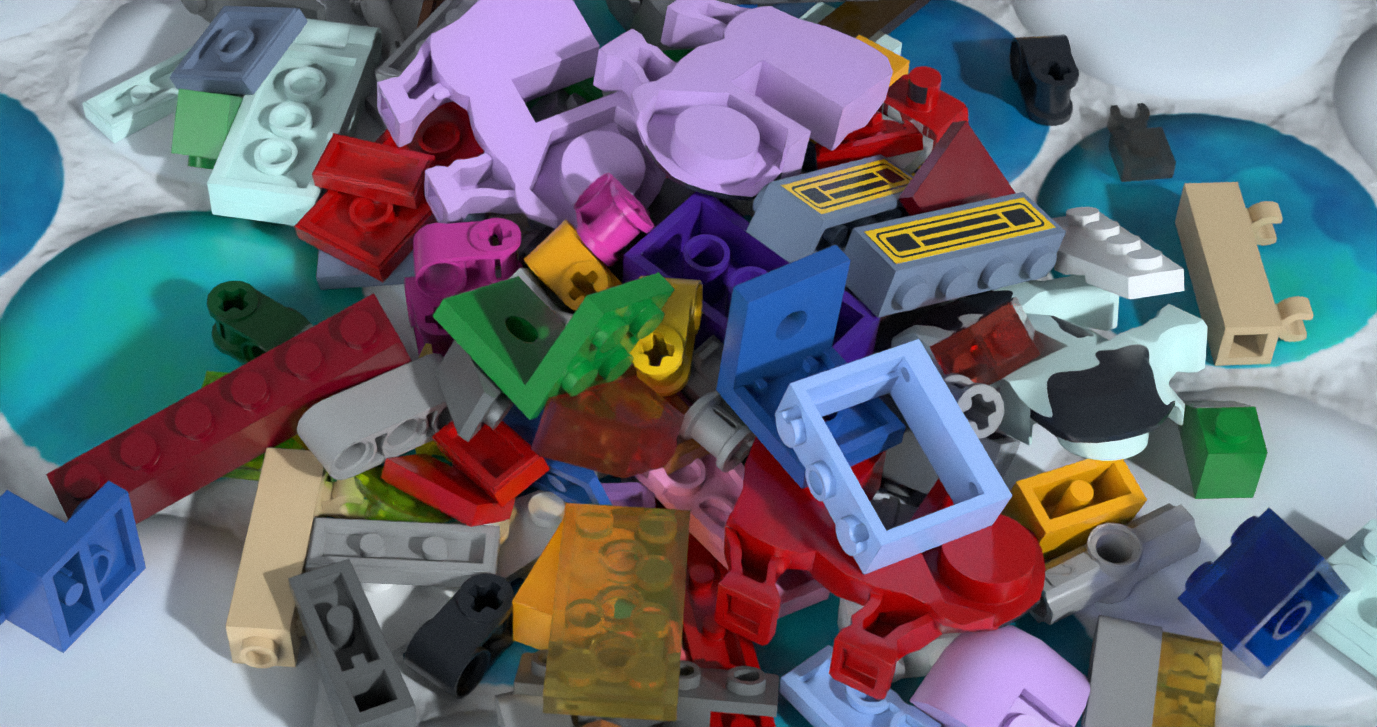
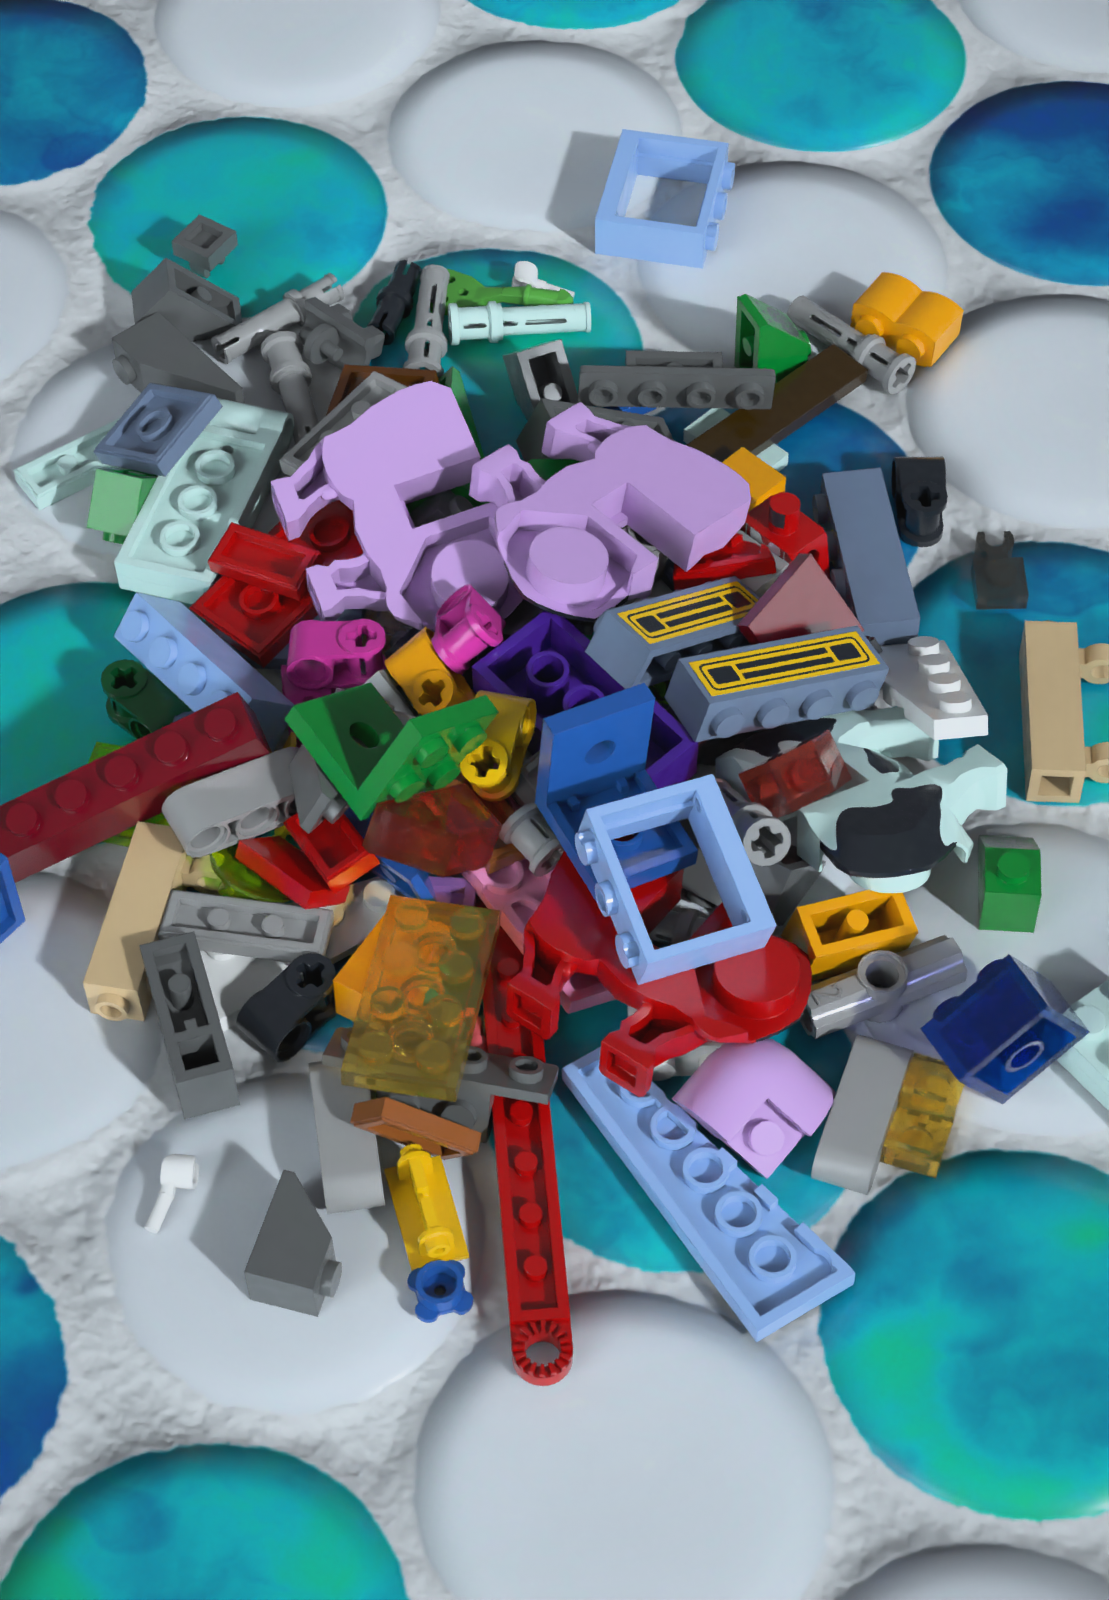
camera: 10 degrees right, 5 degrees up
(308, 275) = (197, 661): none -> light blue brick
(1010, 126) = (867, 554): none -> sand blue brick

